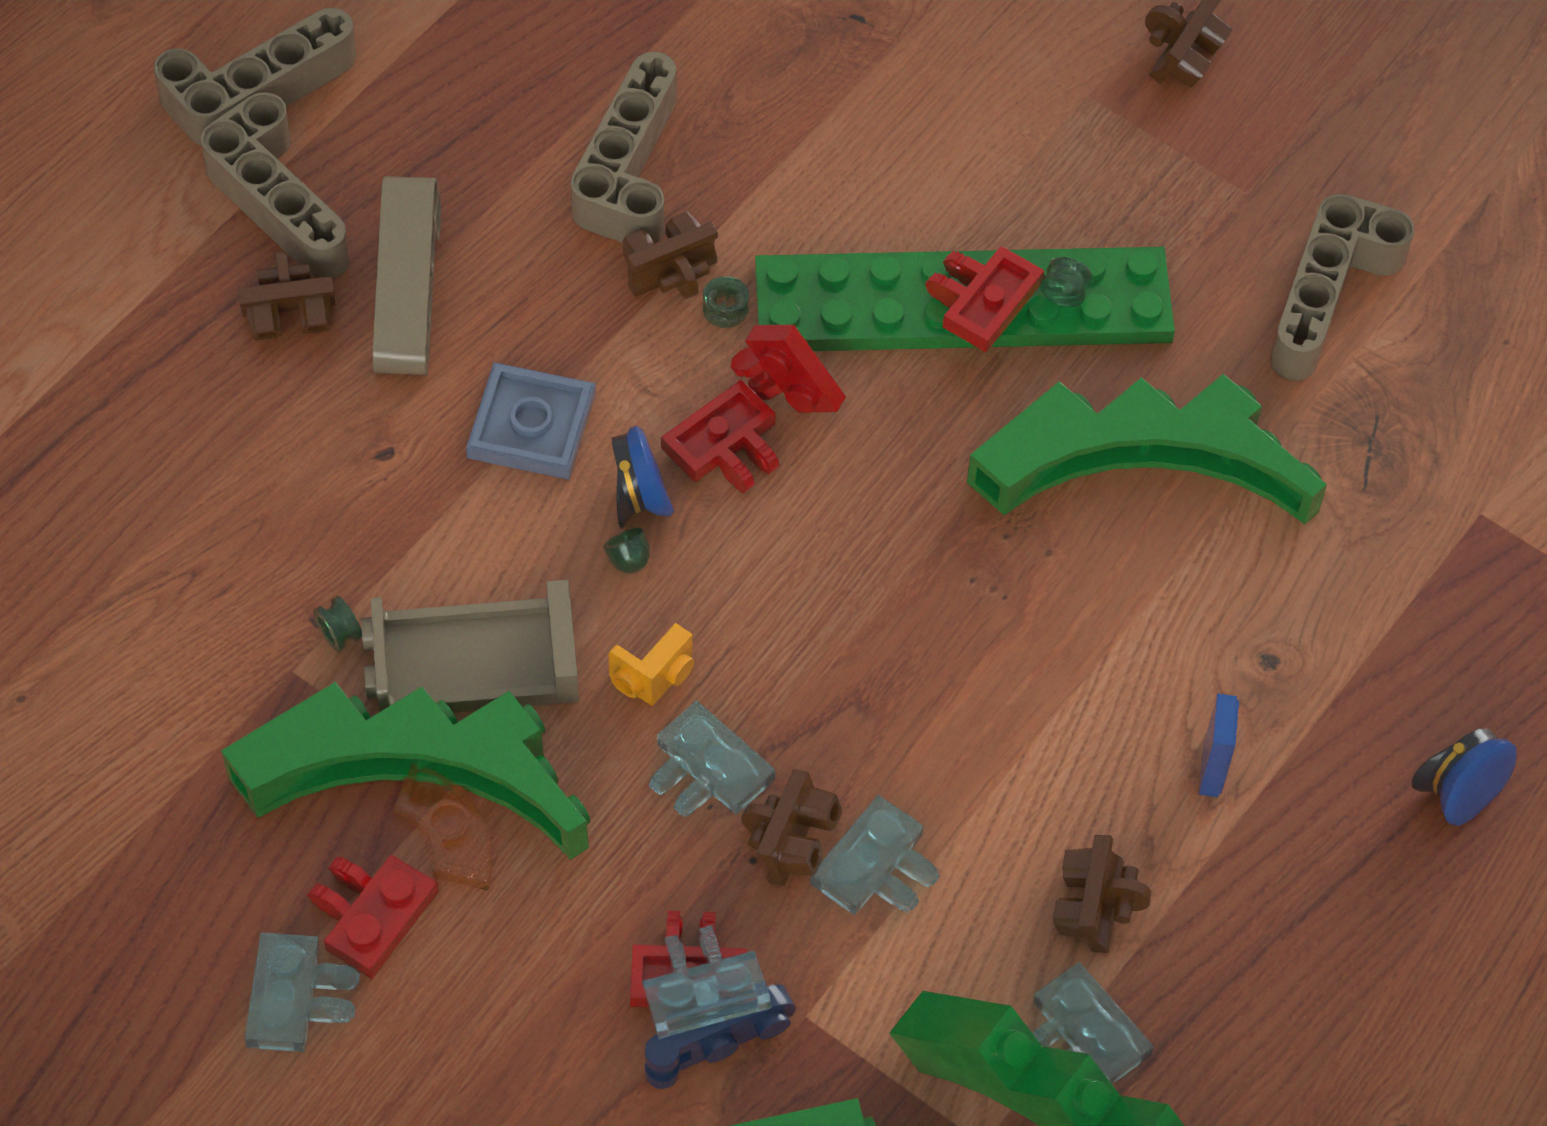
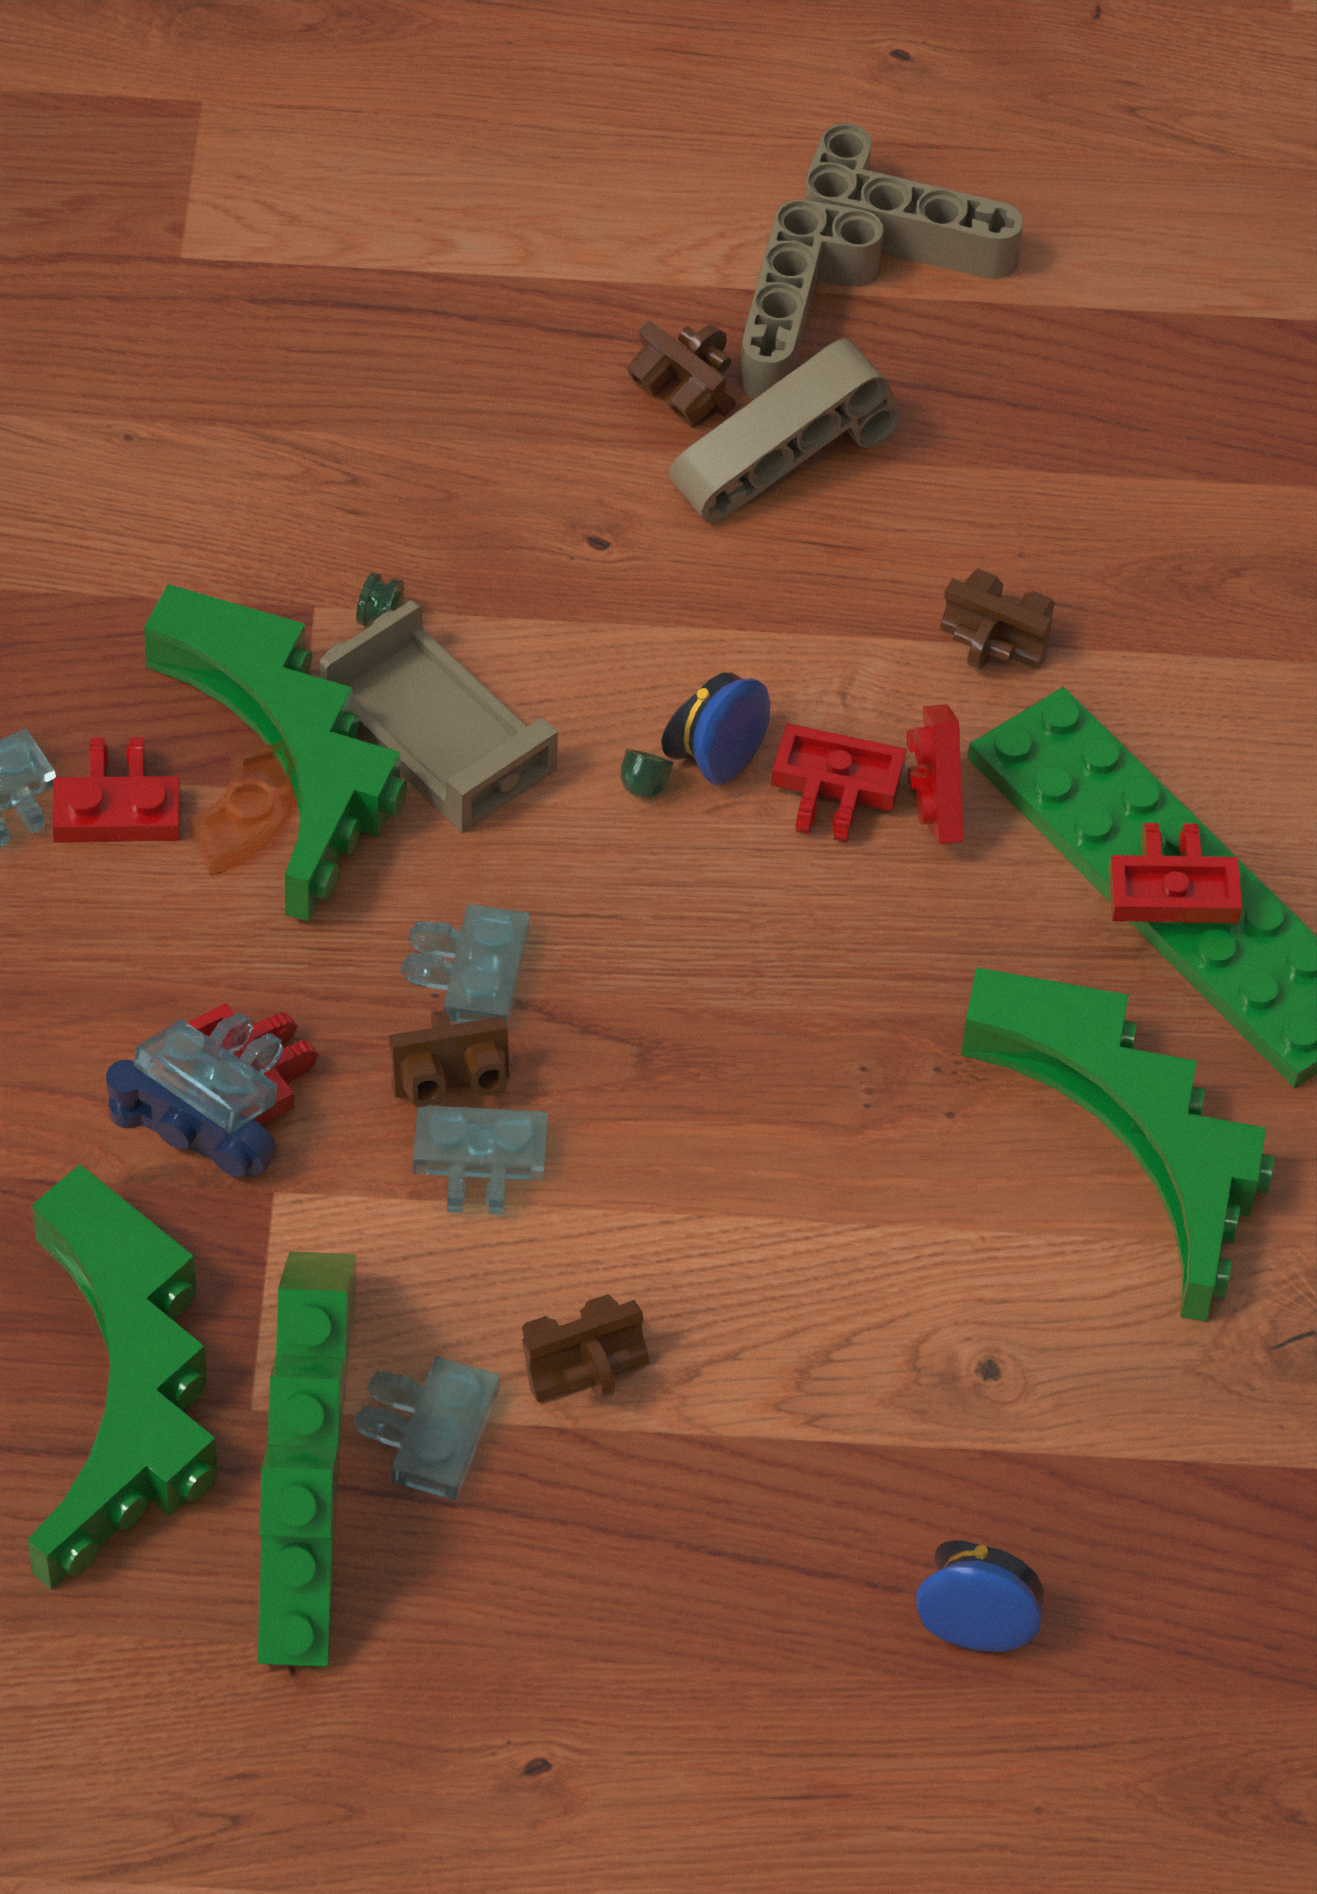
camera: 55 degrees right, 5 degrees down
(531, 420) = (727, 624): sand blue tile -> none
(620, 152) = (1087, 514): dark tan beam -> none
(663, 666) = (537, 863): light orange bracket -> none
(723, 315) = (993, 712): clear green bush -> none
(1066, 282) = (1250, 936): clear green bush -> none
(1219, 745) = (821, 1350): blue tile -> none

